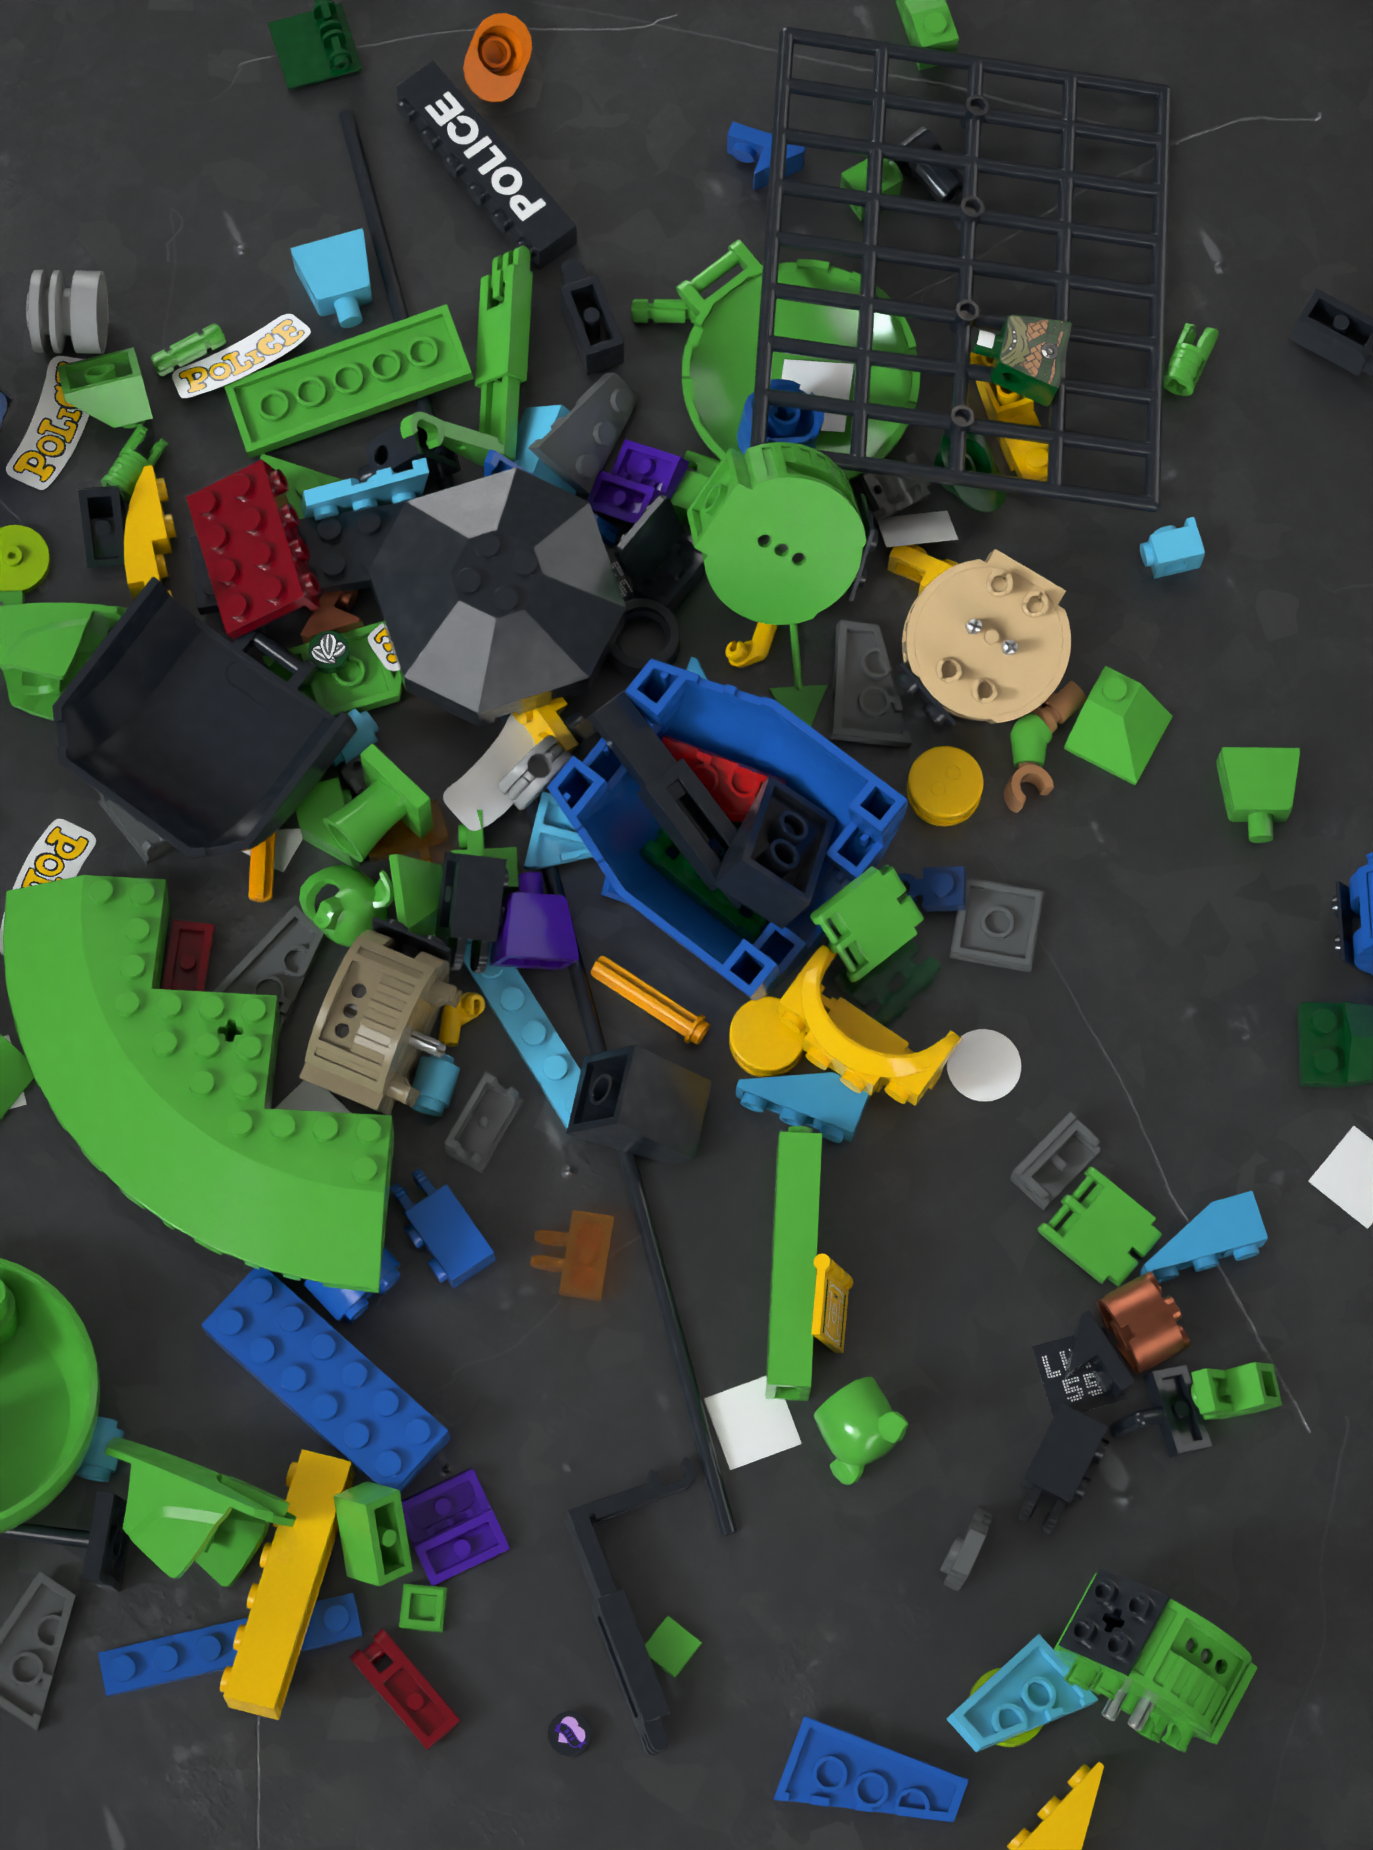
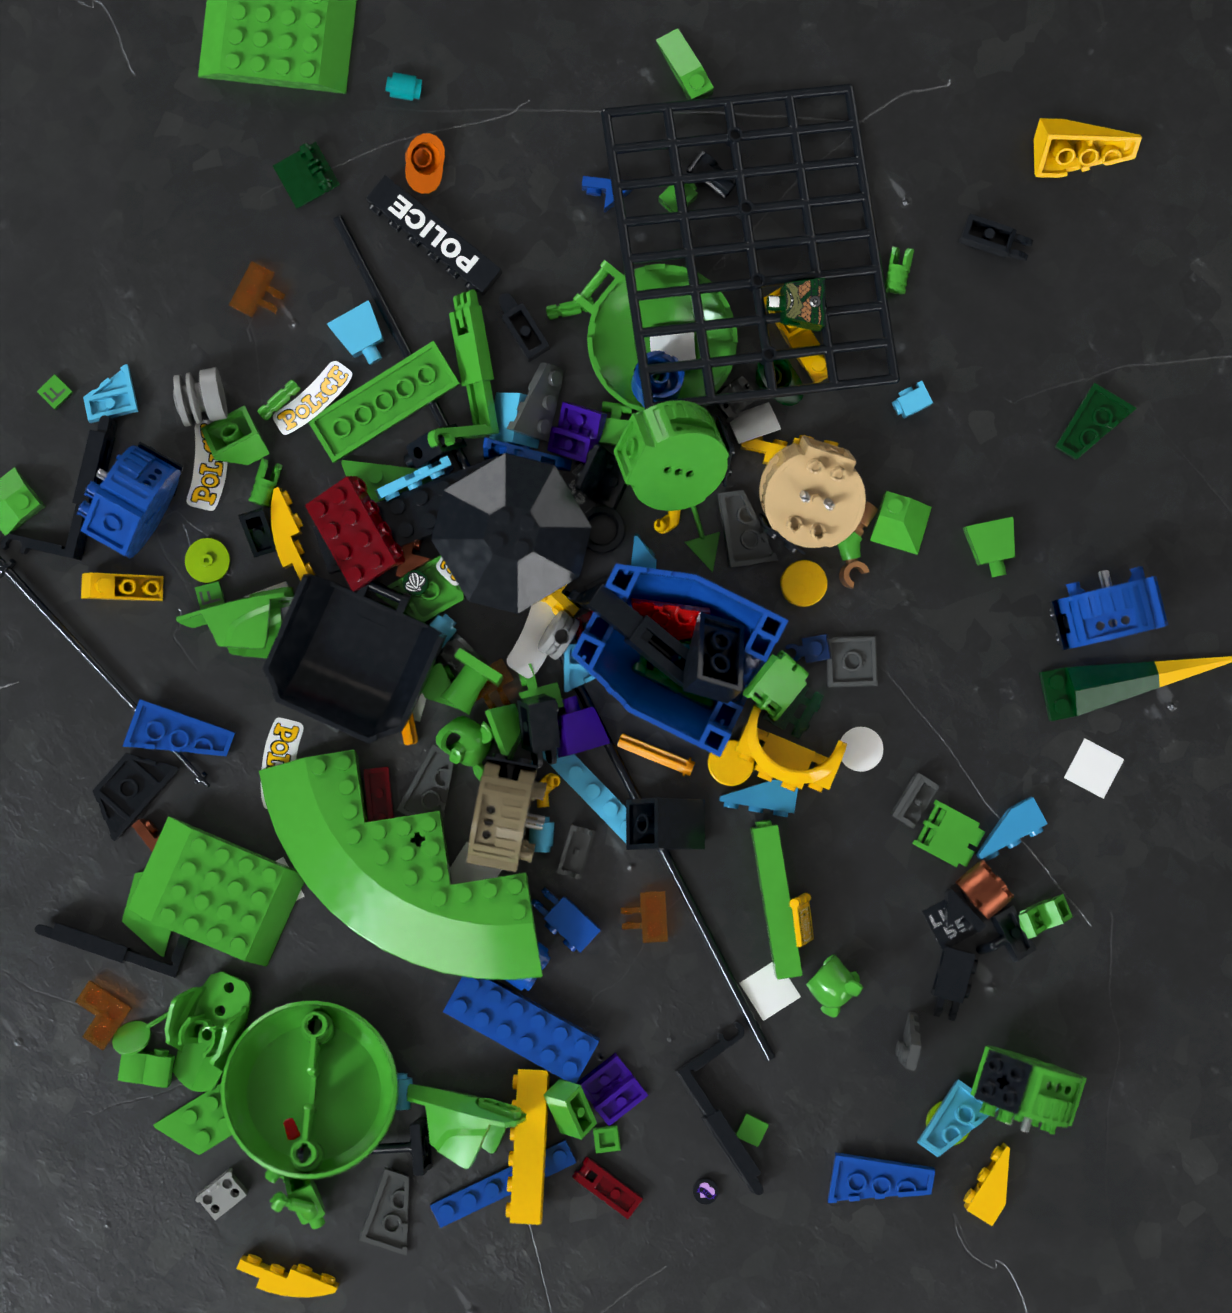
camera: 10 degrees left, 15 degrees up
(190, 189) = (252, 289): none -> clear orange hinge

